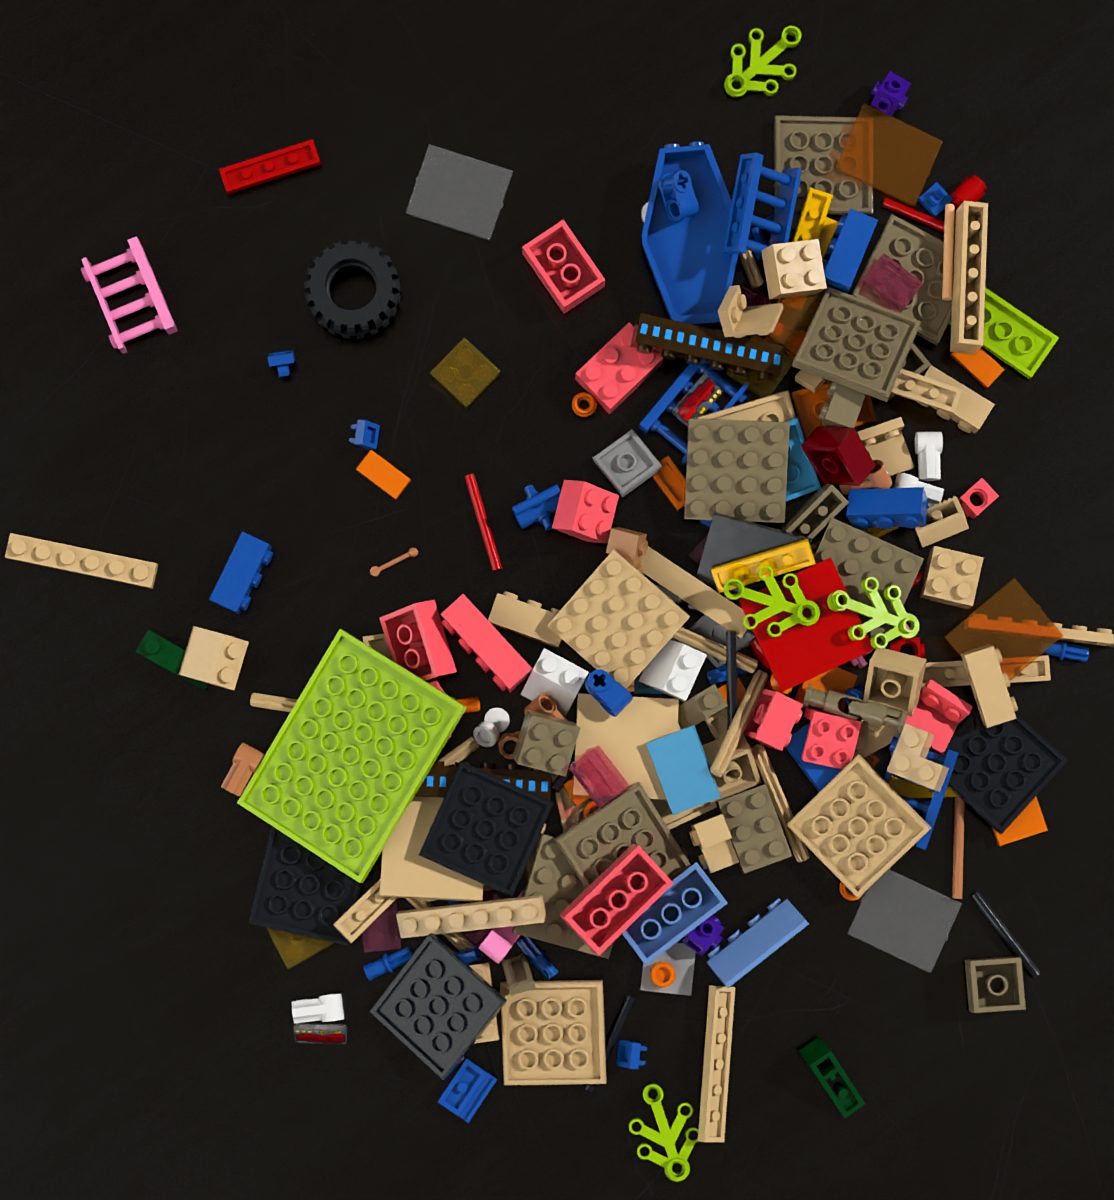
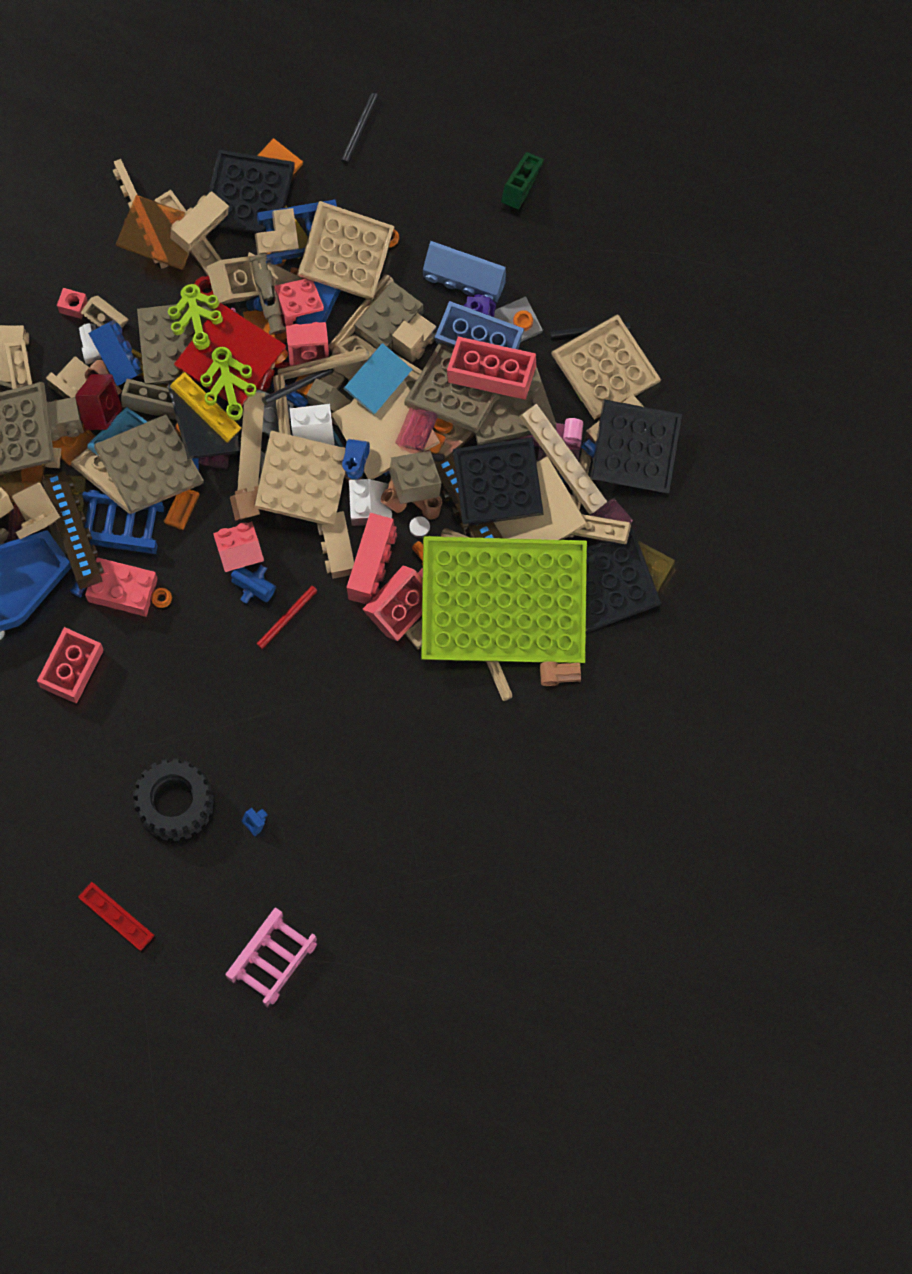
camera: 115 degrees left, 10 degrees down
(81, 560) = (483, 874): tan plate -> none
(166, 655) = (512, 764): dark green slope -> none
(213, 658) = (495, 734): tan slope -> none
(241, 573) = (424, 756): blue brick -> none
(320, 1033) = (703, 516): slope -> none
(324, 1008) = (686, 522): white piece -> none
(366, 434) = (273, 730): blue tile -> none
(375, 571) = (365, 669): nougat hinge -> none
(383, 474) = (294, 704): orange tile -> none
(387, 963) = (628, 499): blue axle -> none
(459, 192) = (56, 774): clear piece -> none
(465, 372) = (187, 690): clear yellow plate -> none
(467, 1090) = (680, 399): blue plate -> none
(486, 734) = (433, 526): white tile -> none
(518, 974) = (582, 406): dark tan tile -> none
(537, 957) = (563, 406): blue axle -> none
(627, 463) = (186, 544): light grey tile -> none
(629, 1054) = (589, 312): blue tile -> none
(666, 1137) = (626, 260): lime plant -> none
(697, 399) = (114, 519): slope -> none
(716, 1064) = (560, 255): tan plate -> none
(905, 919) = (390, 192): clear piece -> none
(928, 447) = (55, 354): white piece -> none
(938, 714) = (237, 244): coral bracket -> none
(951, 577) = (138, 288): tan brick -> none
(958, 848) = (321, 186): nougat bar -> none
(995, 984) = (397, 113): dark tan brick -> none
(1068, 651) = (142, 187): blue axle -> none

